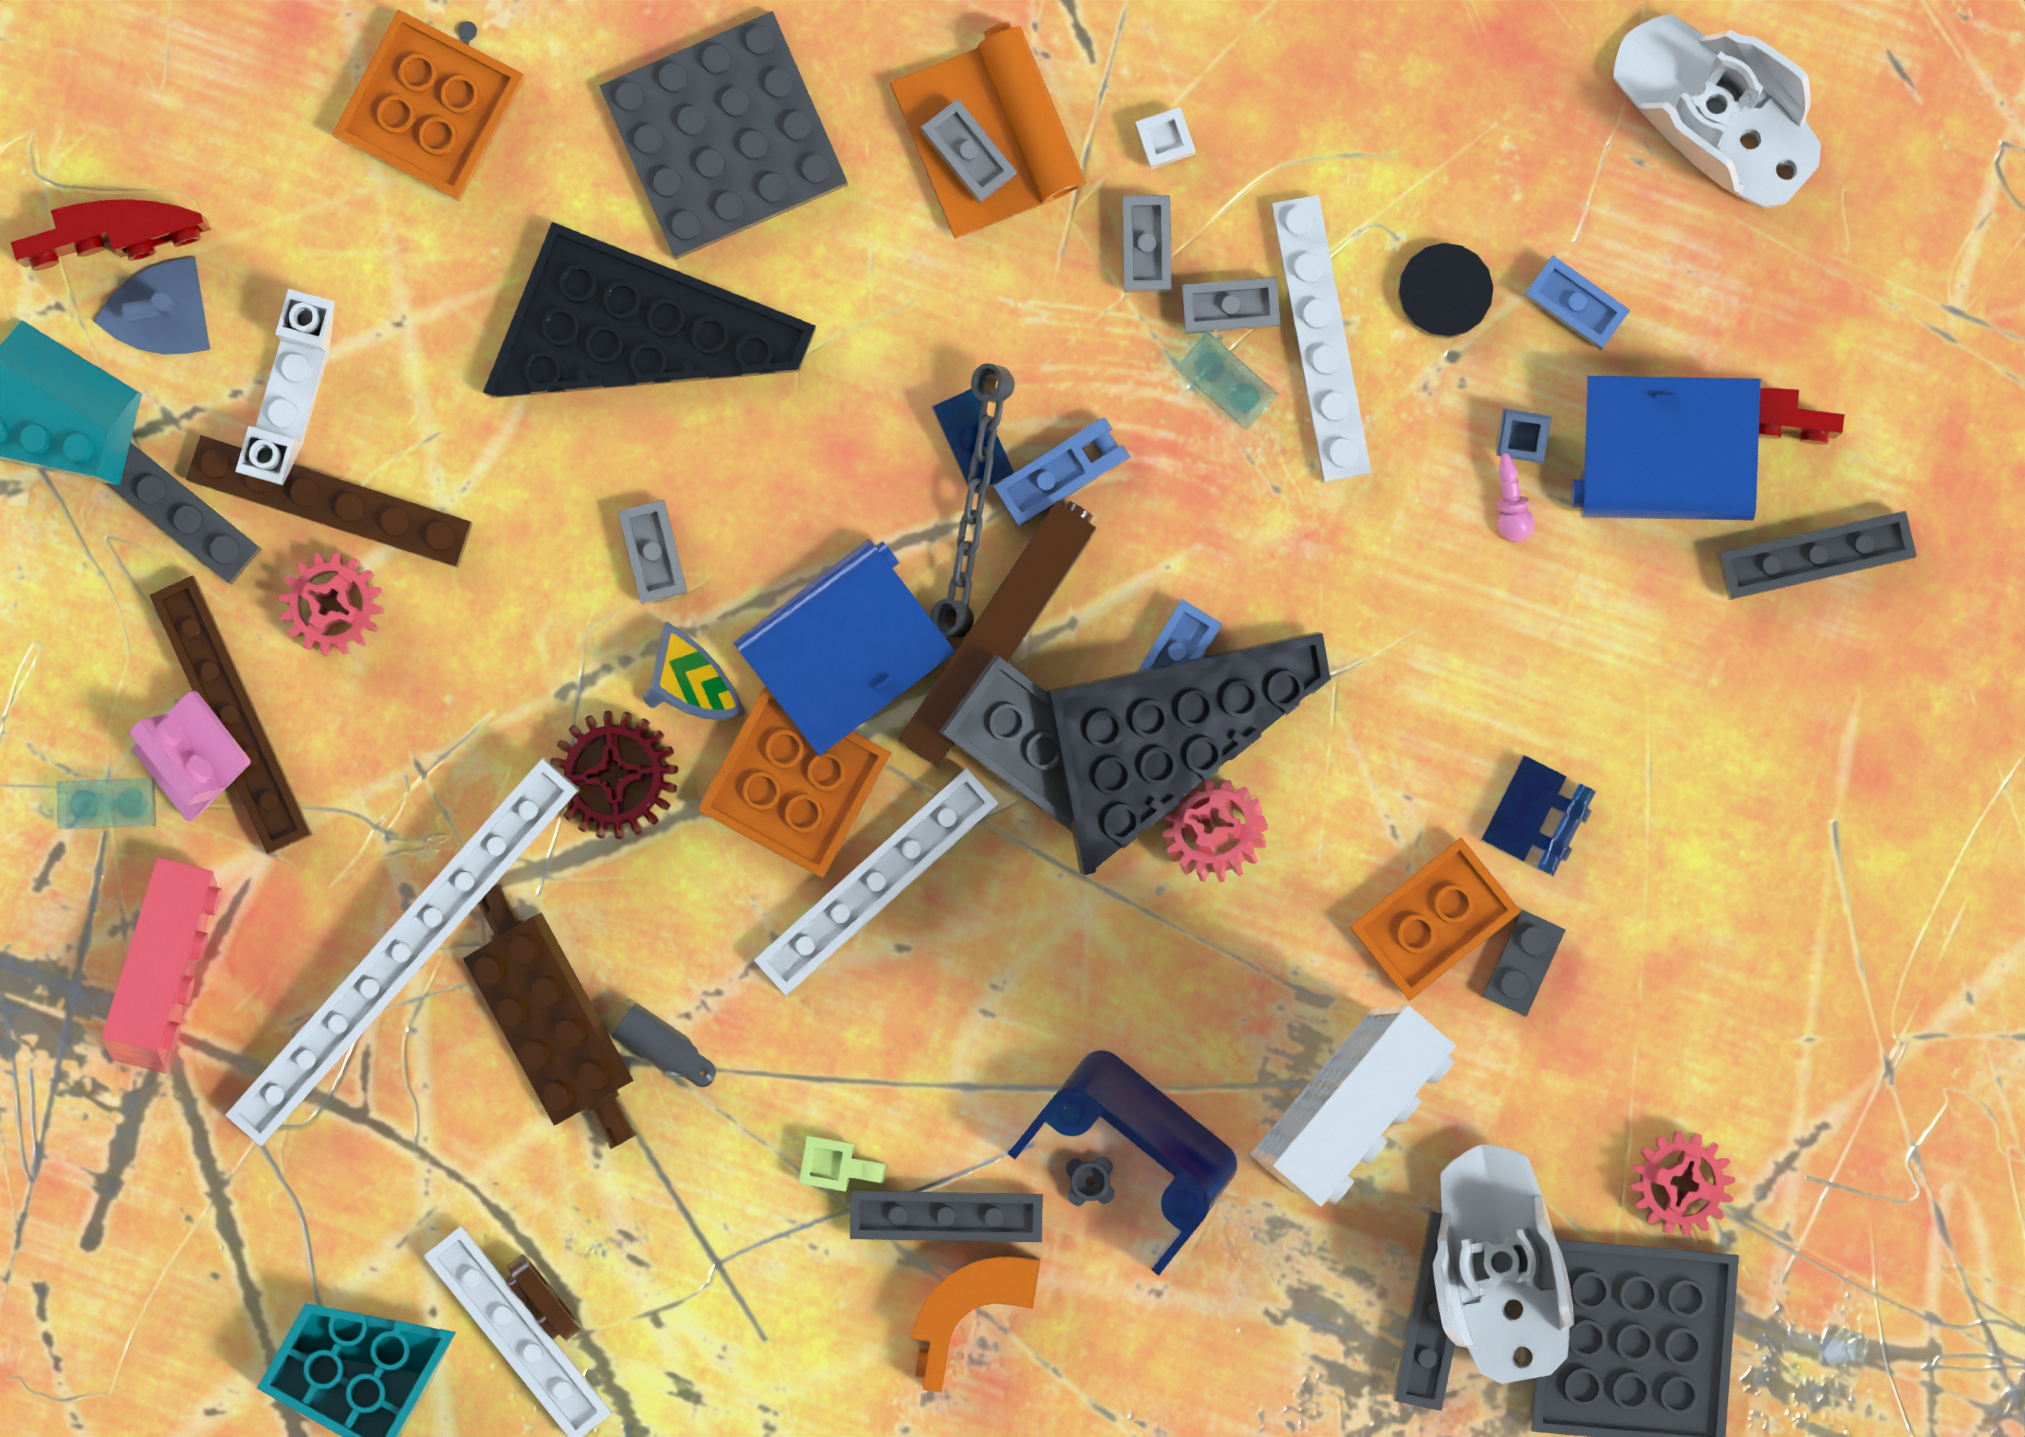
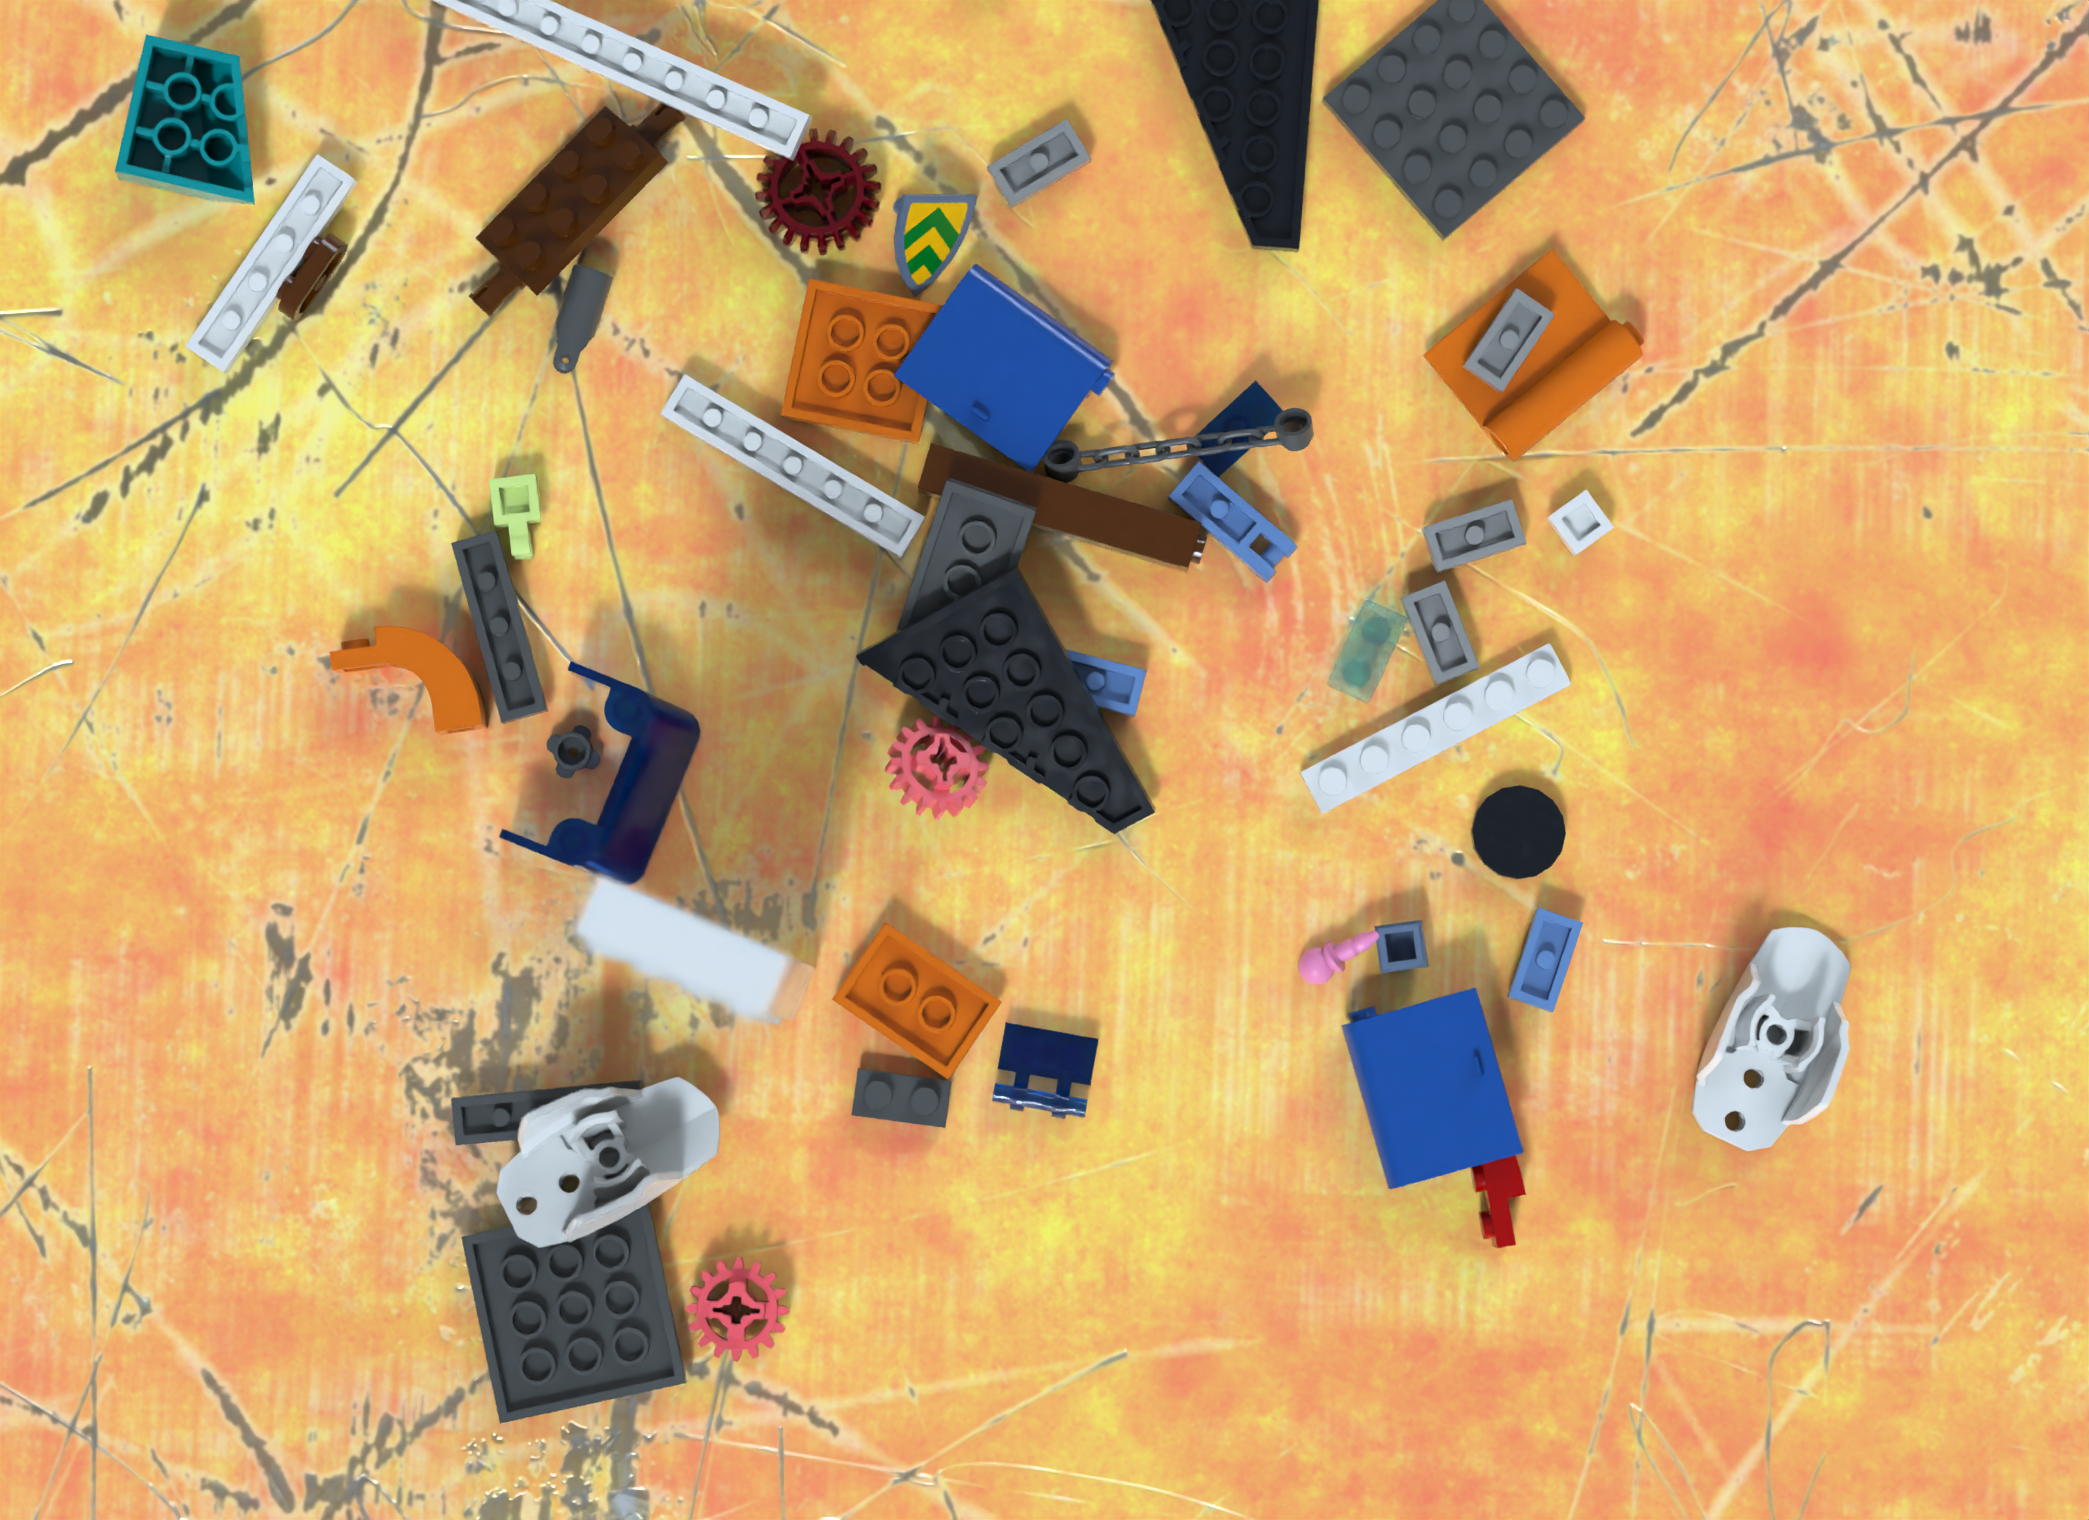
camera: 70 degrees right, 0 degrees up
(1817, 555) = (1374, 1261): dark grey plate -> none

